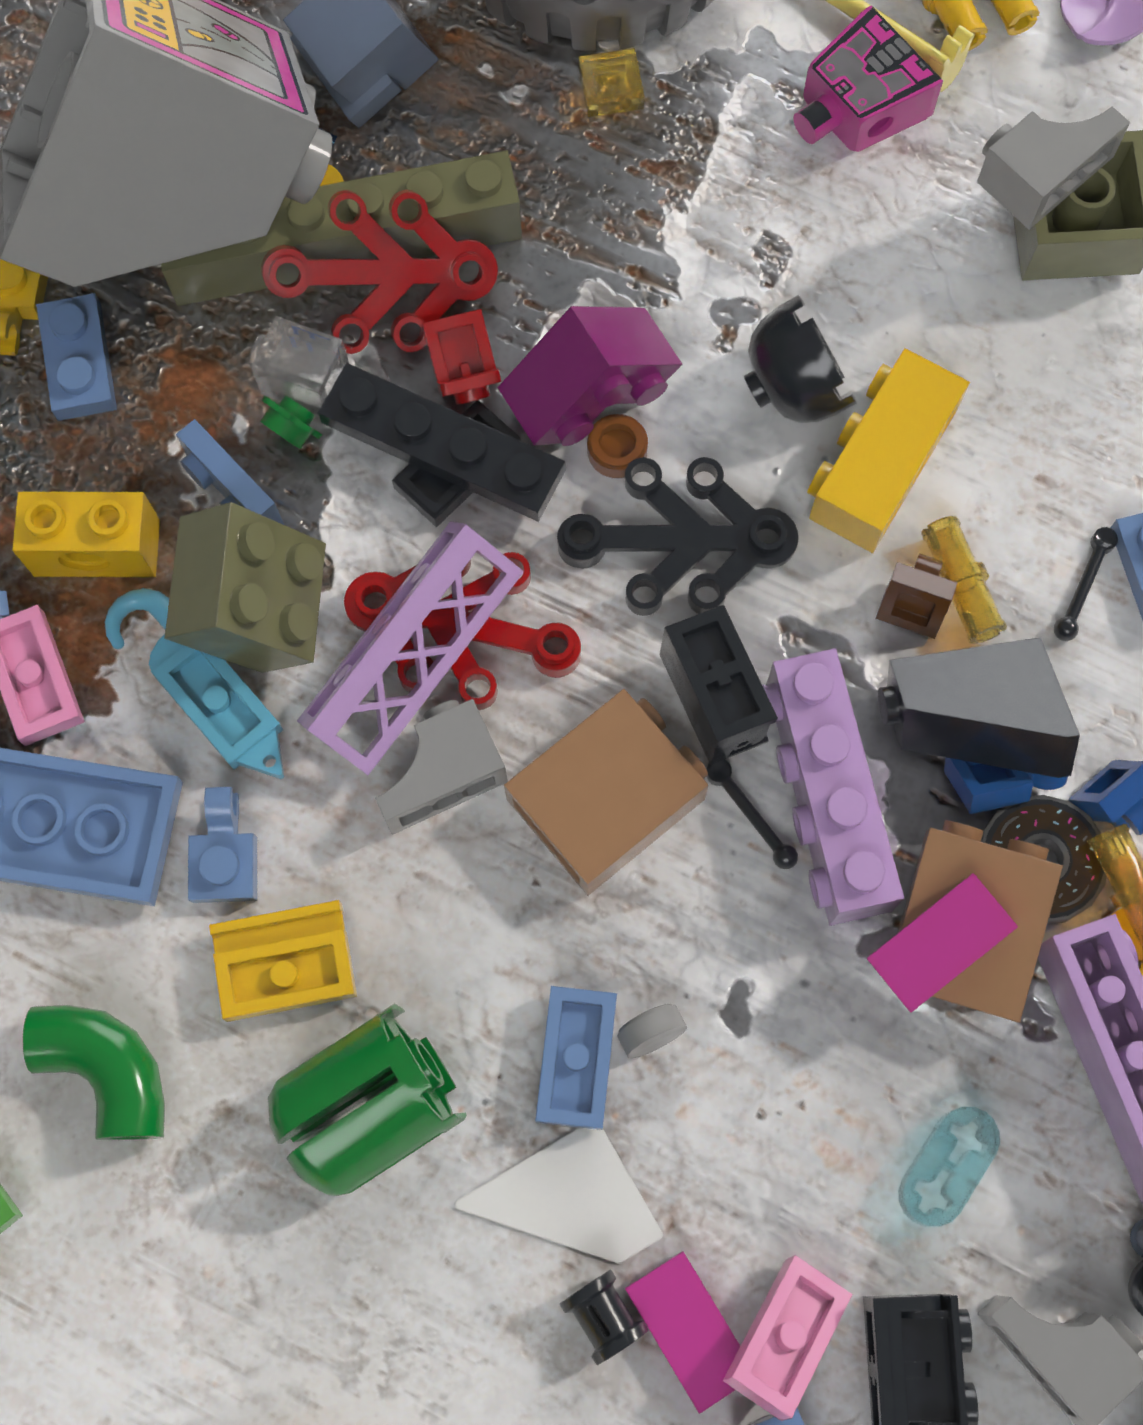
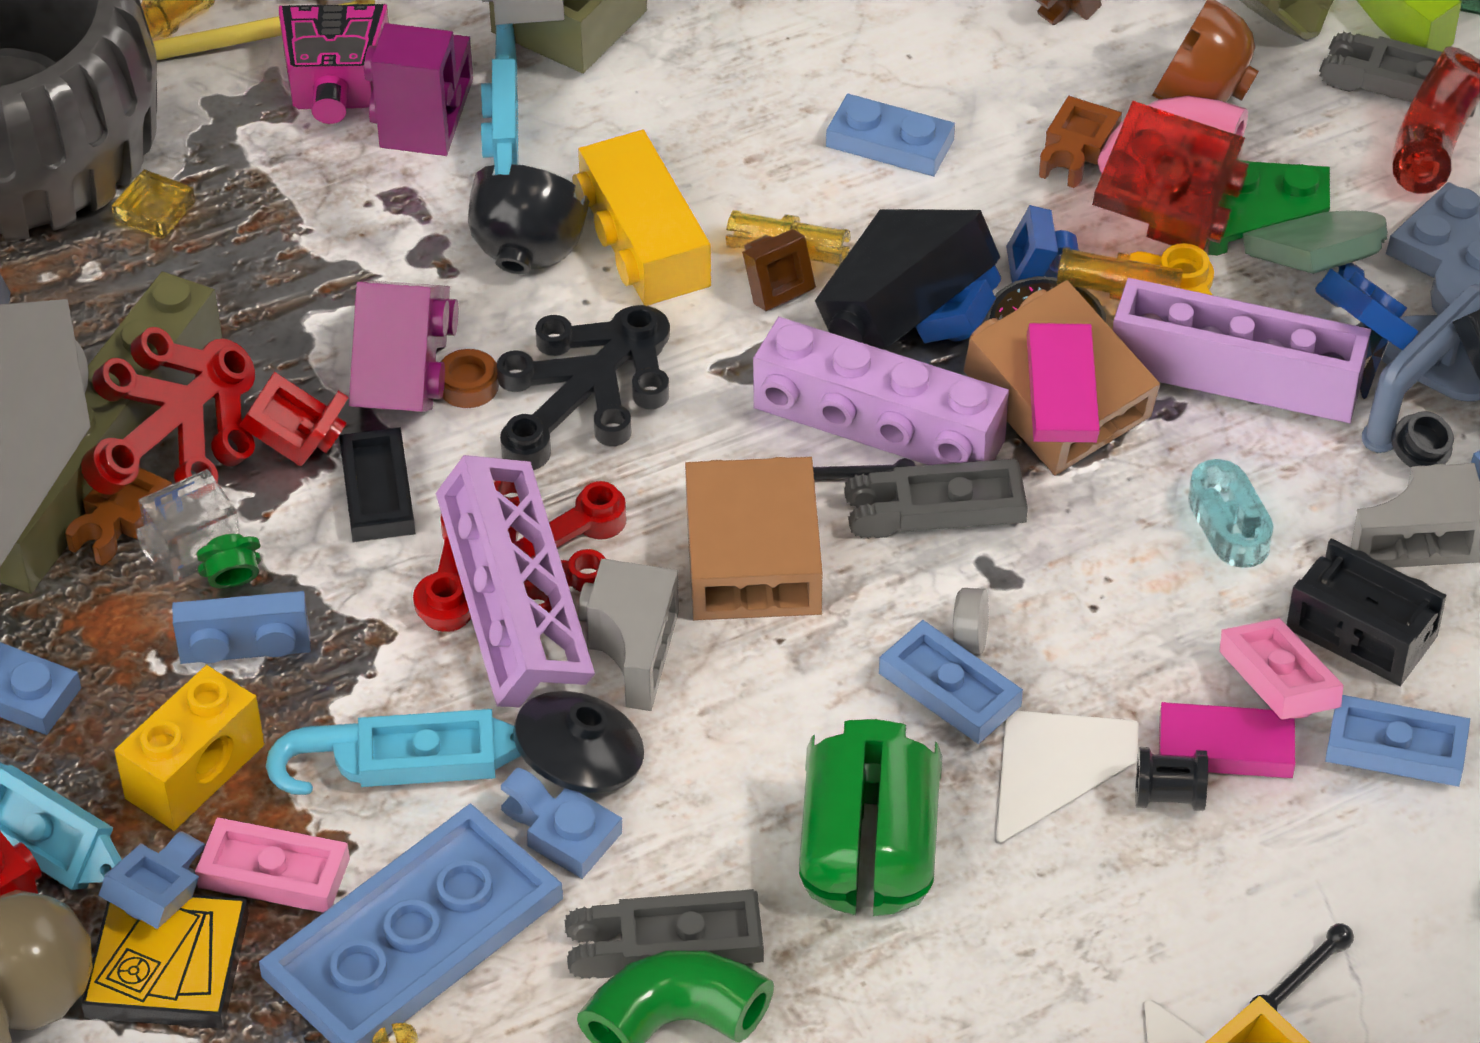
camera: 55 degrees left, 25 degrees down
(171, 1019) = (711, 922): none -> dark grey hinge
(245, 589) = (364, 642): olive brick -> none
(272, 816) = (578, 742): none -> black dish
(282, 961) = (695, 827): yellow plate -> none
(307, 309) = (112, 516): none -> dark orange plate
(442, 441) = (355, 469): black plate -> none
(717, 684) = (733, 410): black hinge -> none
(773, 912) = (936, 497): none -> dark grey hinge
(882, 172) = (418, 87): none -> magenta brick
(920, 252) = (501, 104): none -> medium azure plate
(1102, 543) = (834, 154): black hinge -> none

